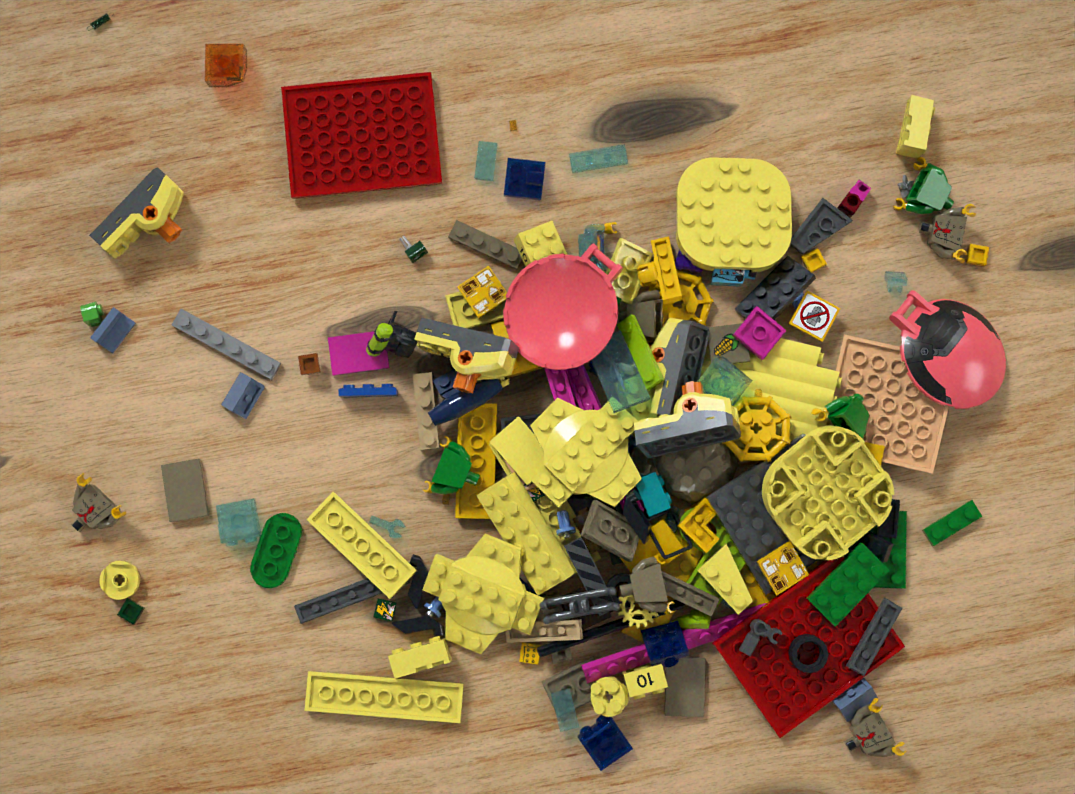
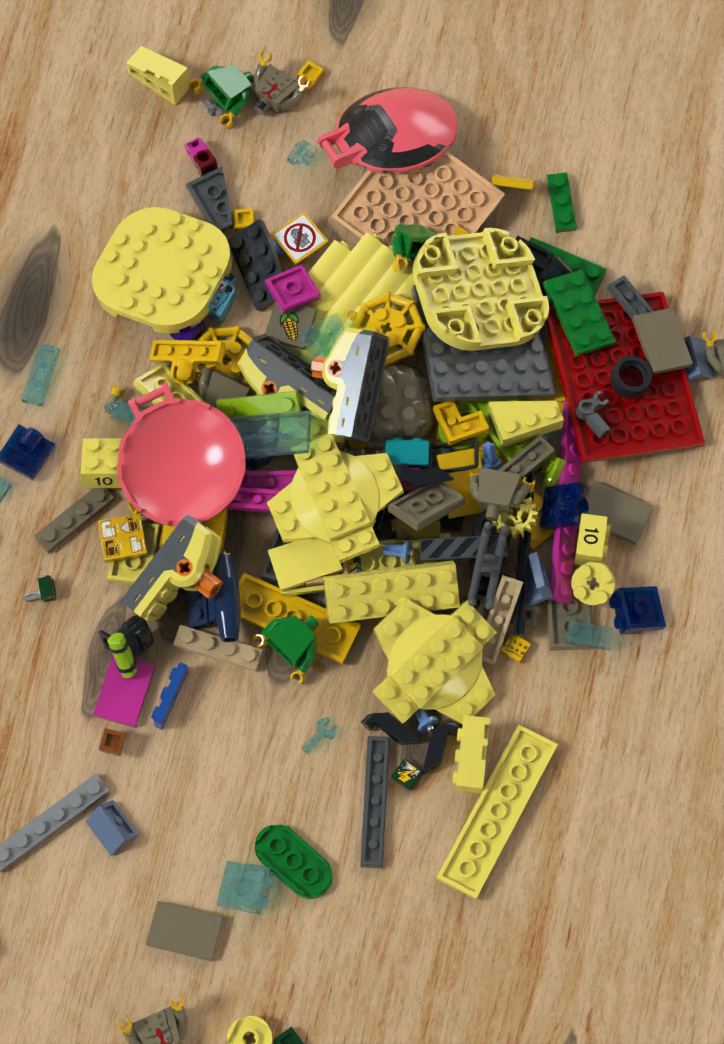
camera: 65 degrees left, 15 degrees down
(361, 545) = (328, 767): light yellow plate -> none
(592, 649) = (538, 581): none -> sand blue panel
(681, 565) = (490, 459): none -> medium blue piece
(782, 568) = (536, 364): yellow tile -> none
(854, 666) = (662, 341): none -> dark tan tile
(949, 474) = (512, 181): none -> yellow tile

